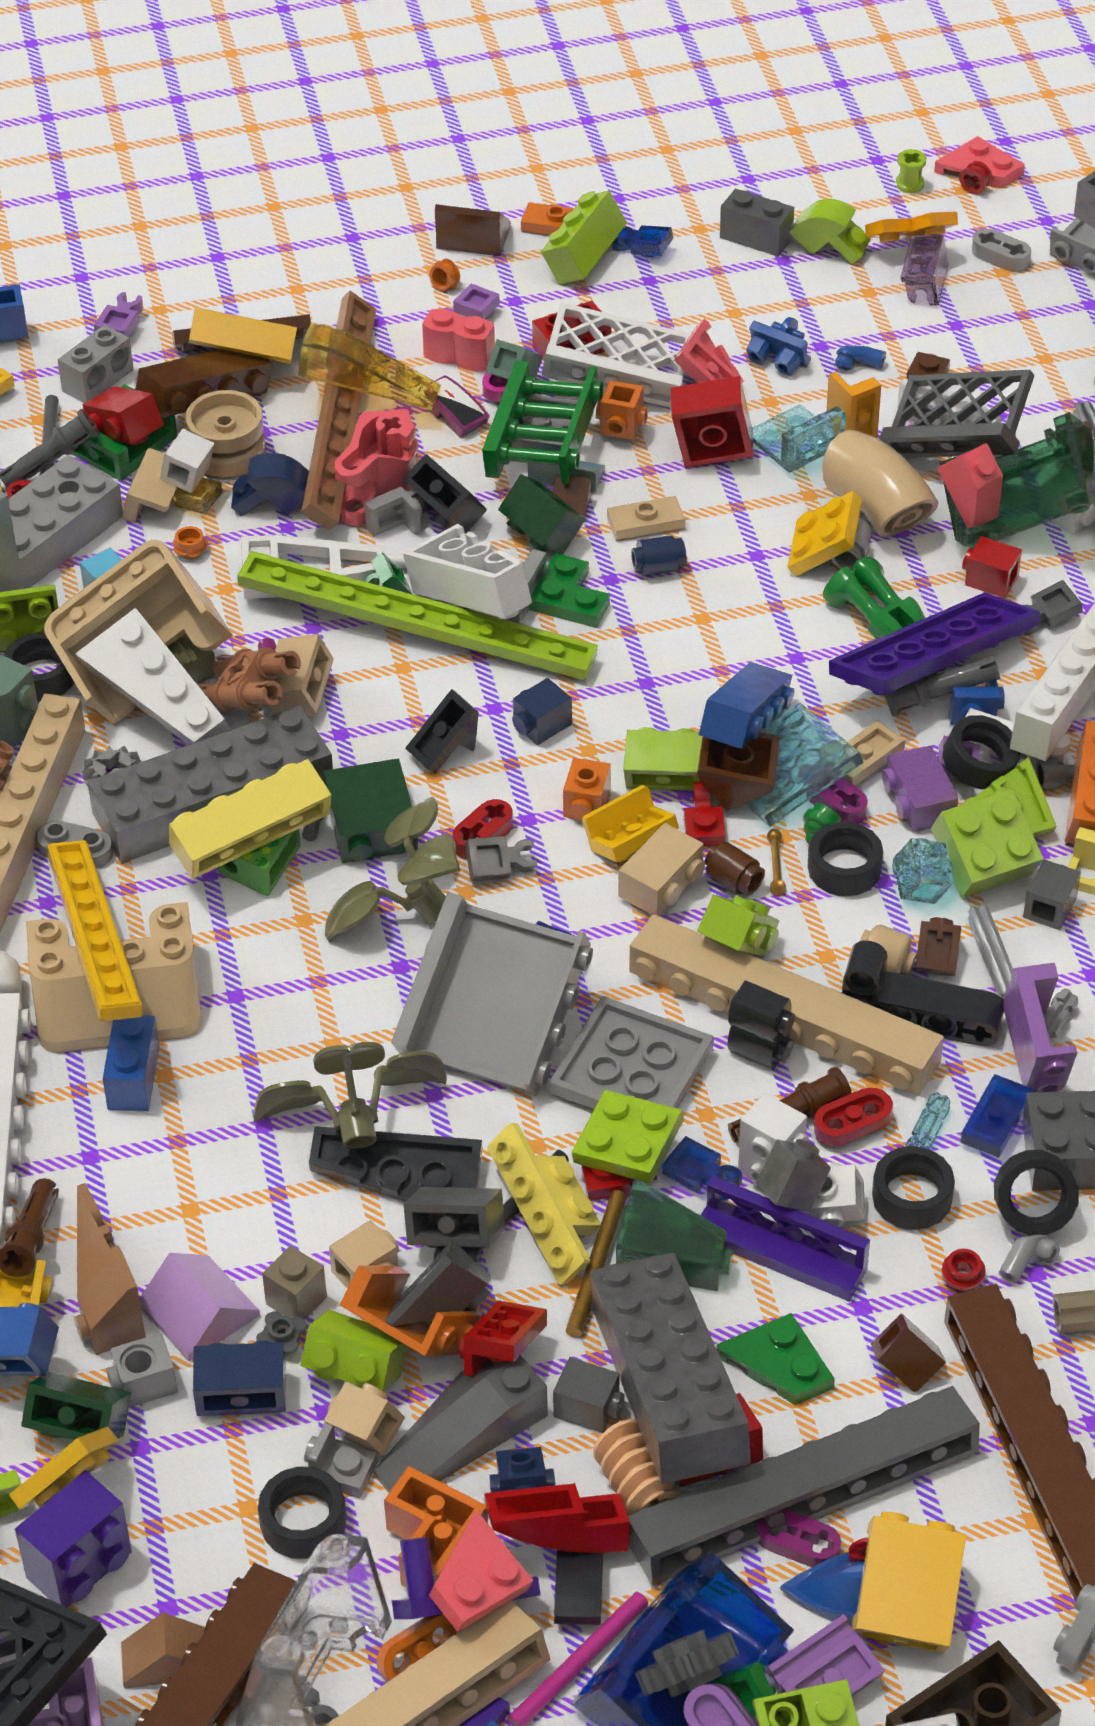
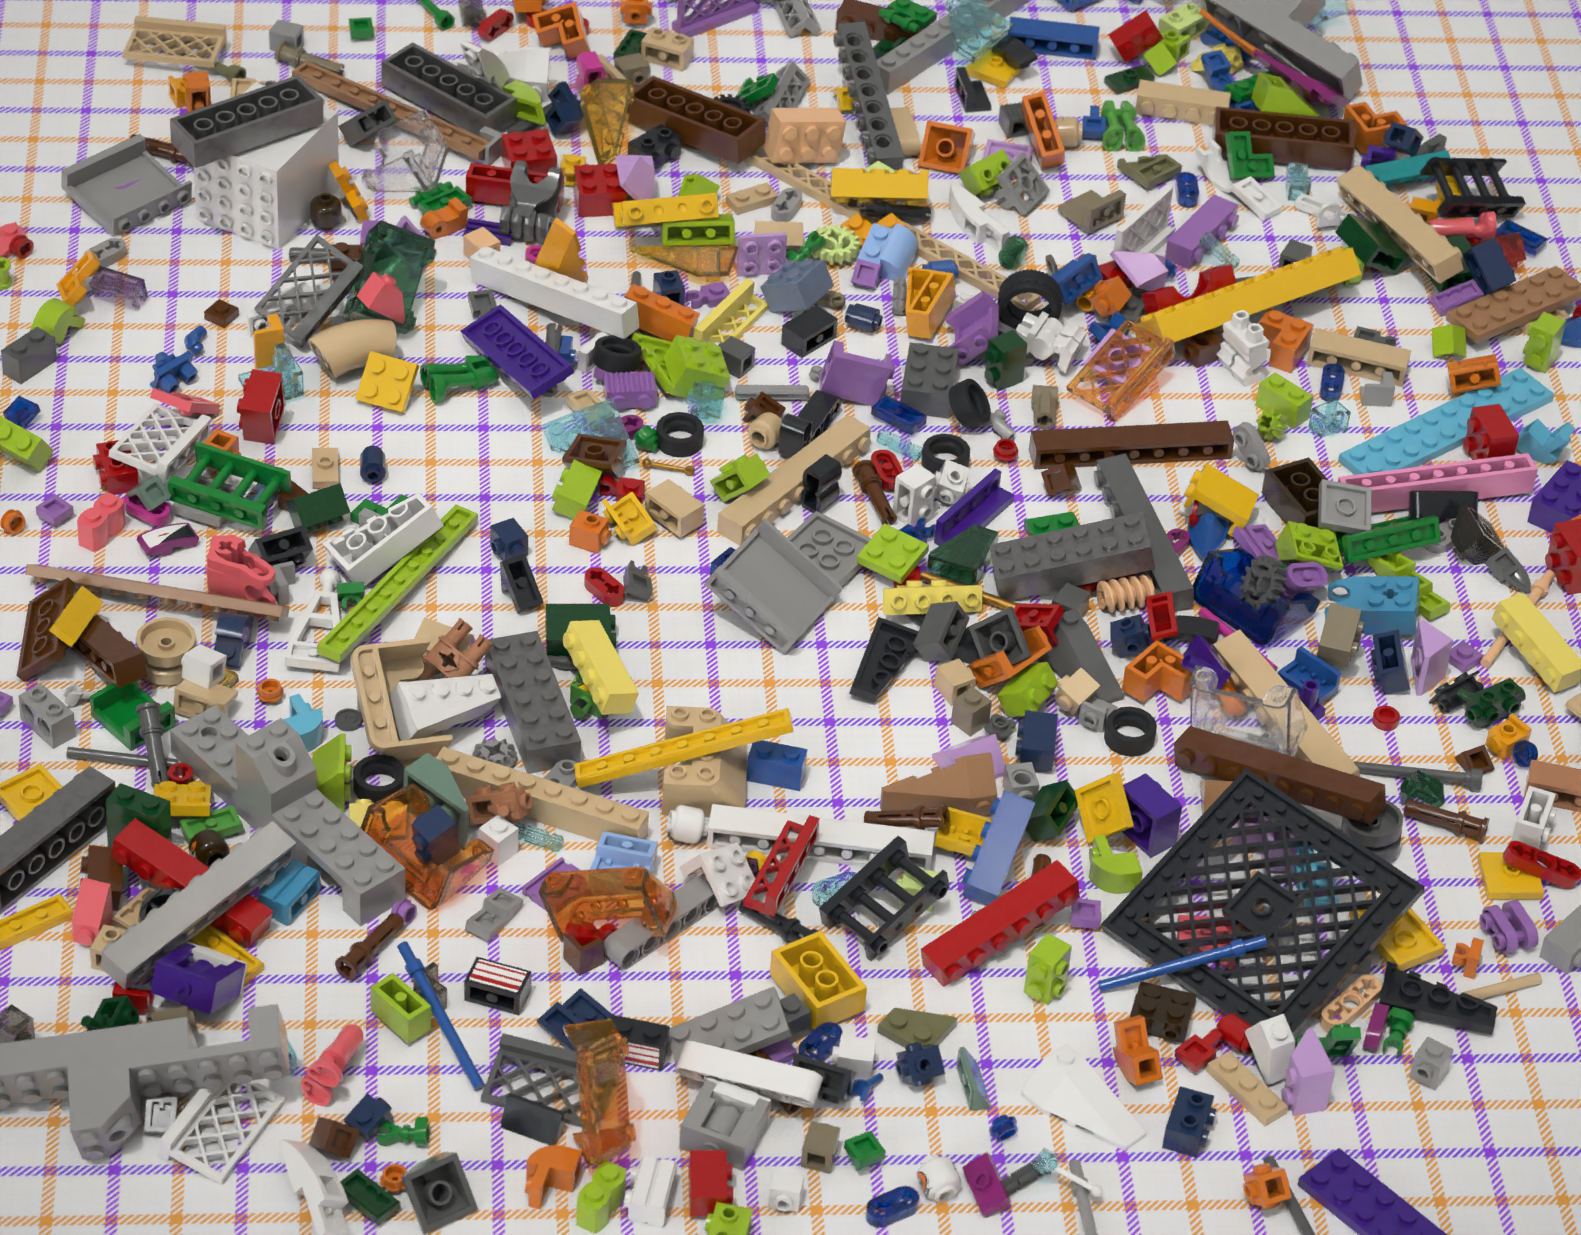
camera: 85 degrees left, 5 degrees down
(124, 414) = (130, 691): red brick -> none
(351, 363) = (131, 565): clear yellow wedge -> none
(355, 1117) = (859, 659): olive plant -> none
(430, 861) = (674, 644): olive plant -> none
(478, 1576) = (1207, 645): coral wing -> none
(734, 868) = (681, 475): reddish brown brick -> none
(746, 705) = (555, 436): blue brick -> none
(793, 1174) = (951, 481): flat silver brick -> none
(992, 566) = (439, 321): red brick -> none

